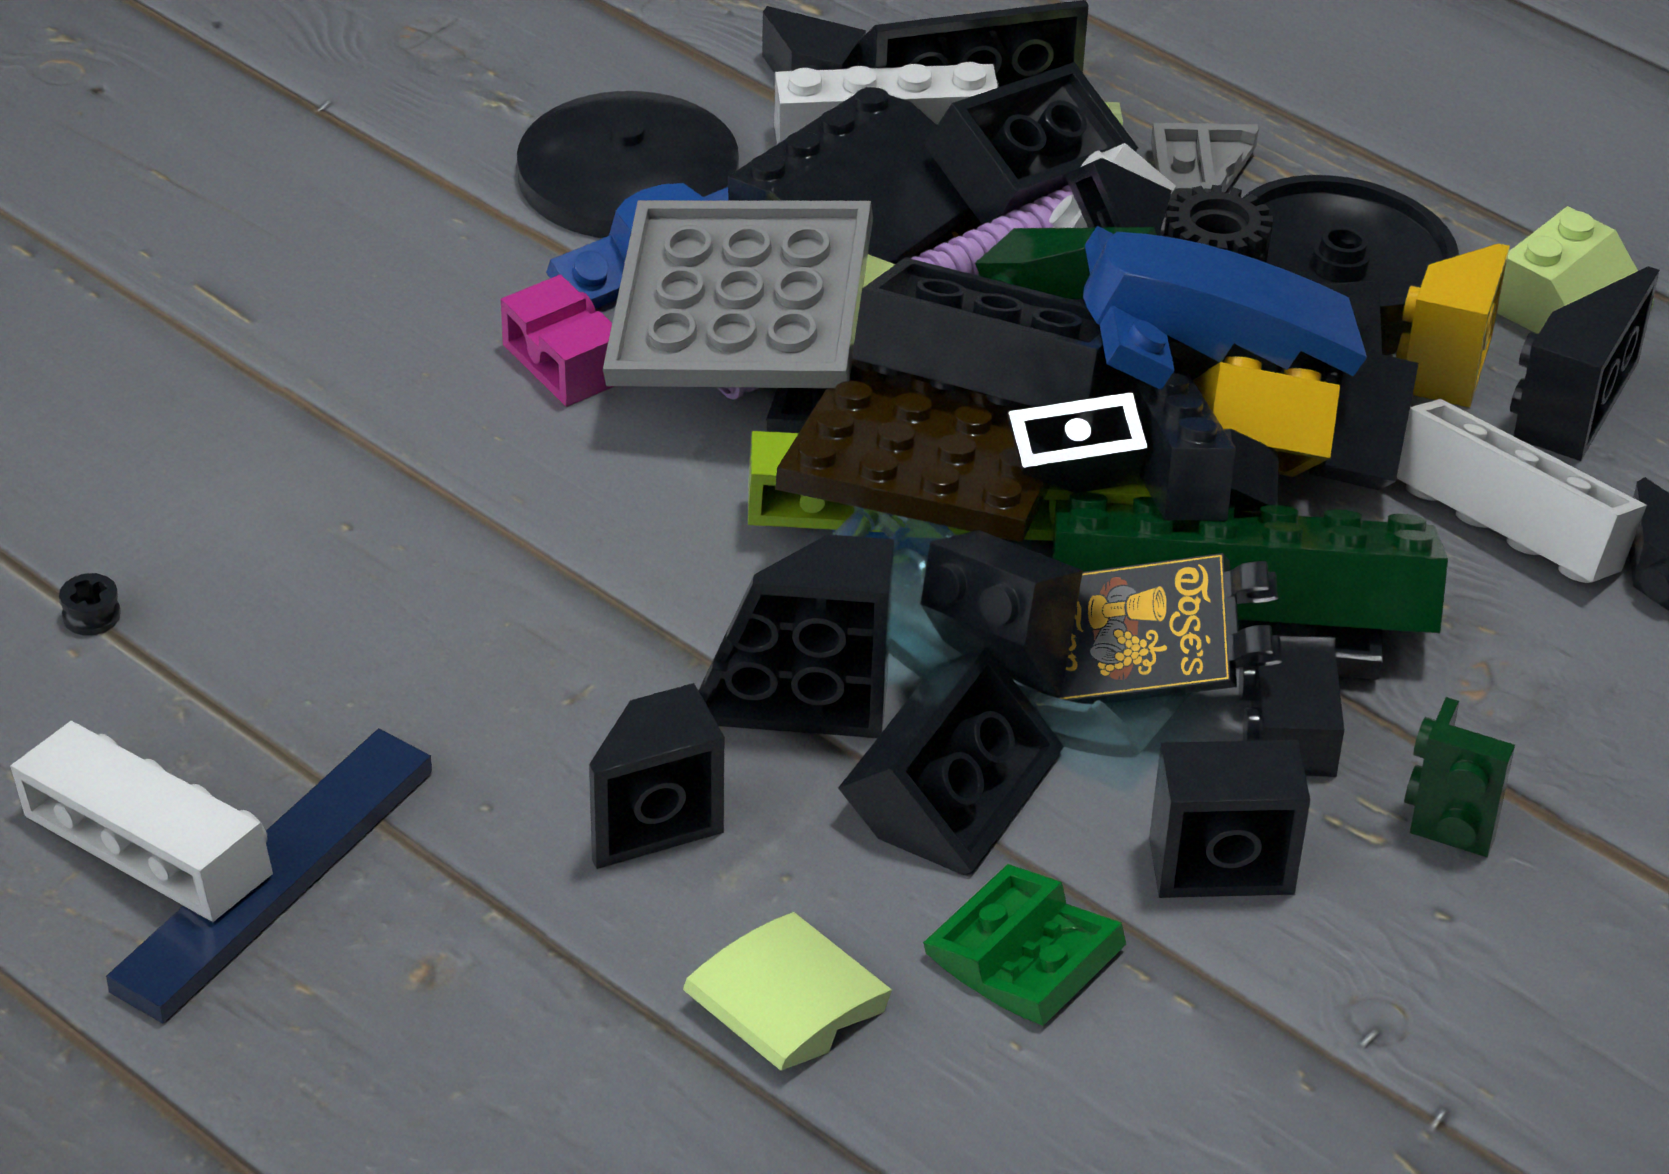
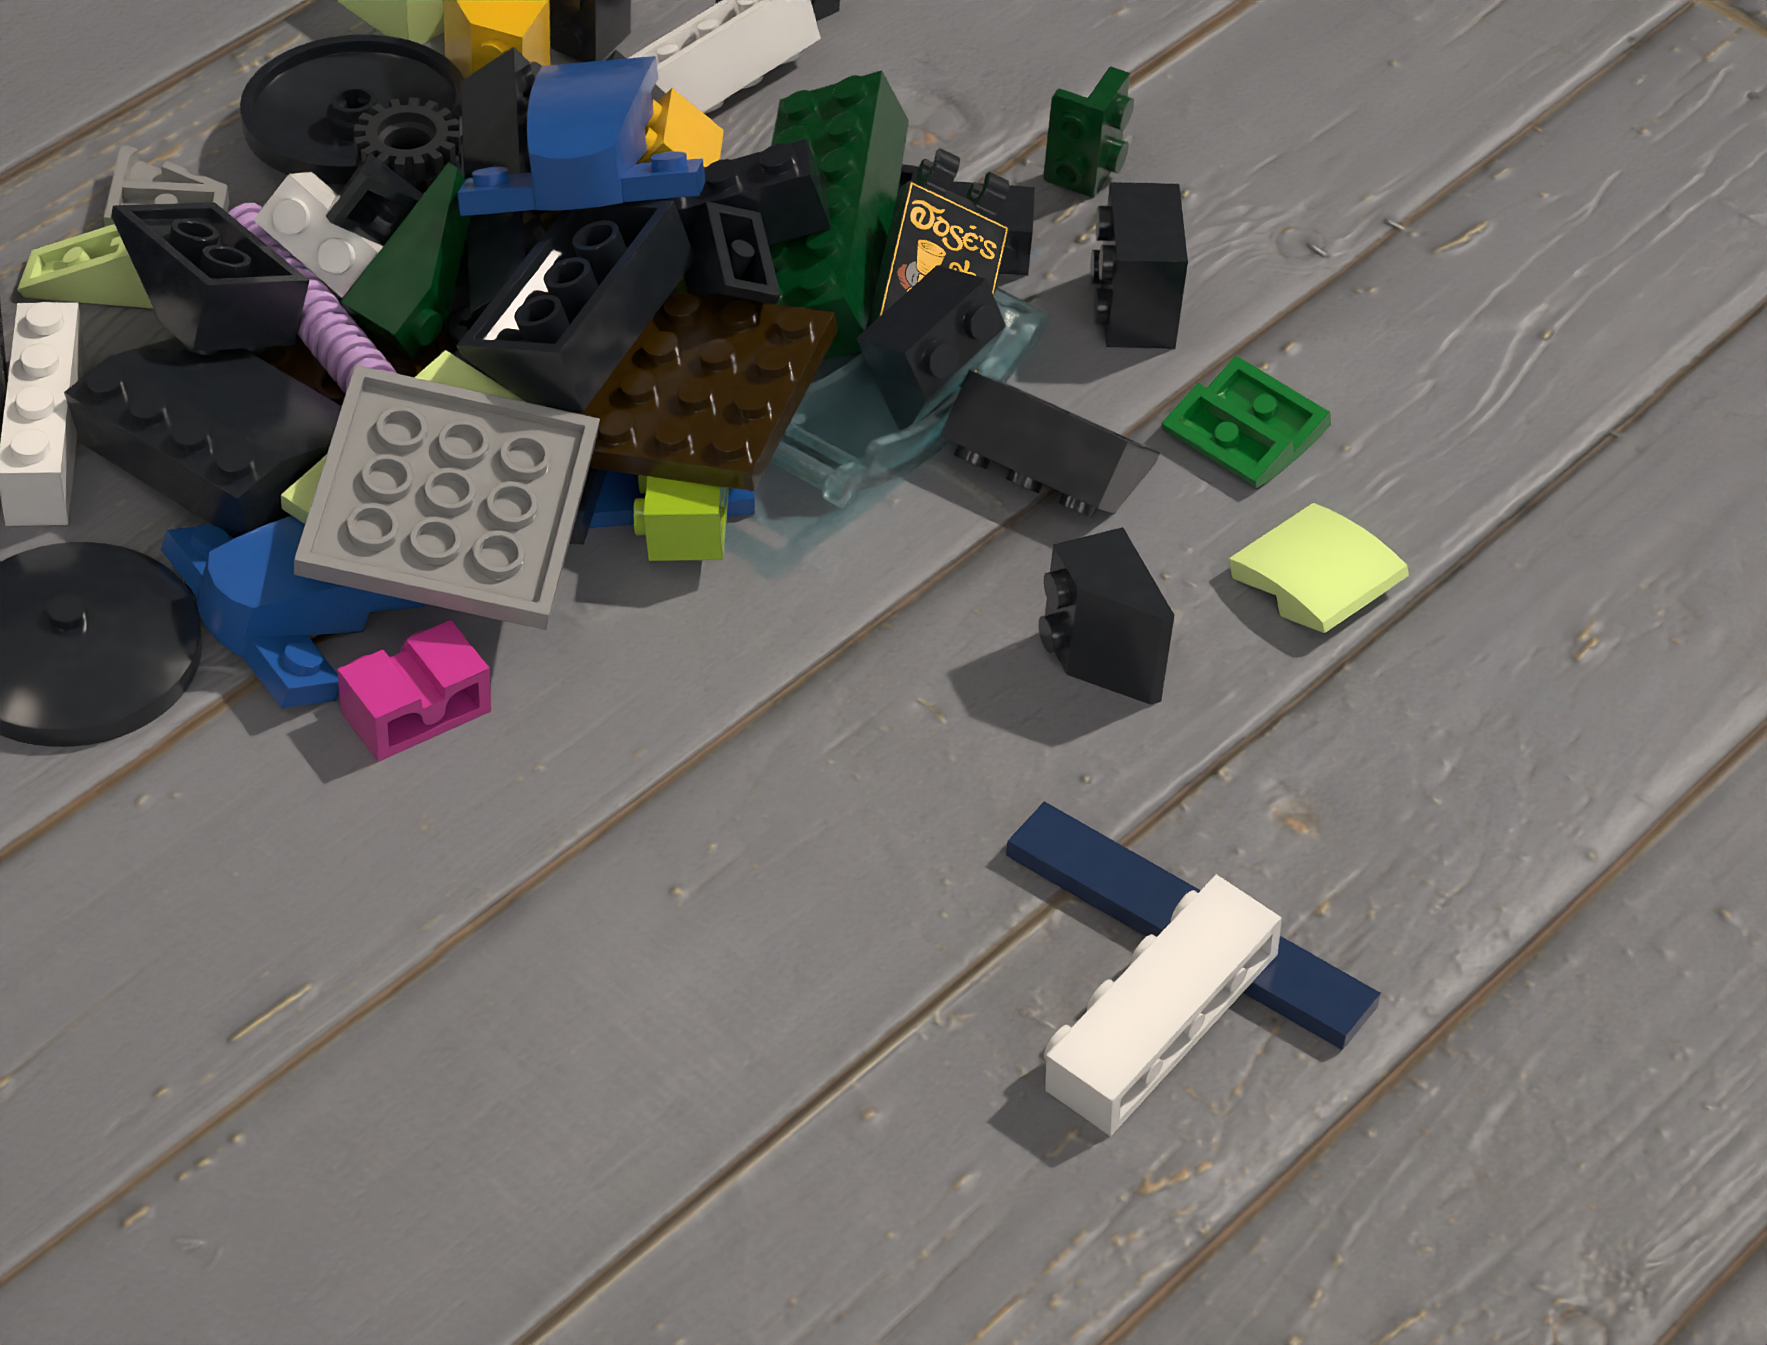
camera: 90 degrees left, 5 degrees up
(86, 618) = (807, 1107): black bush -> none
(809, 643) = (949, 486): black wedge -> none

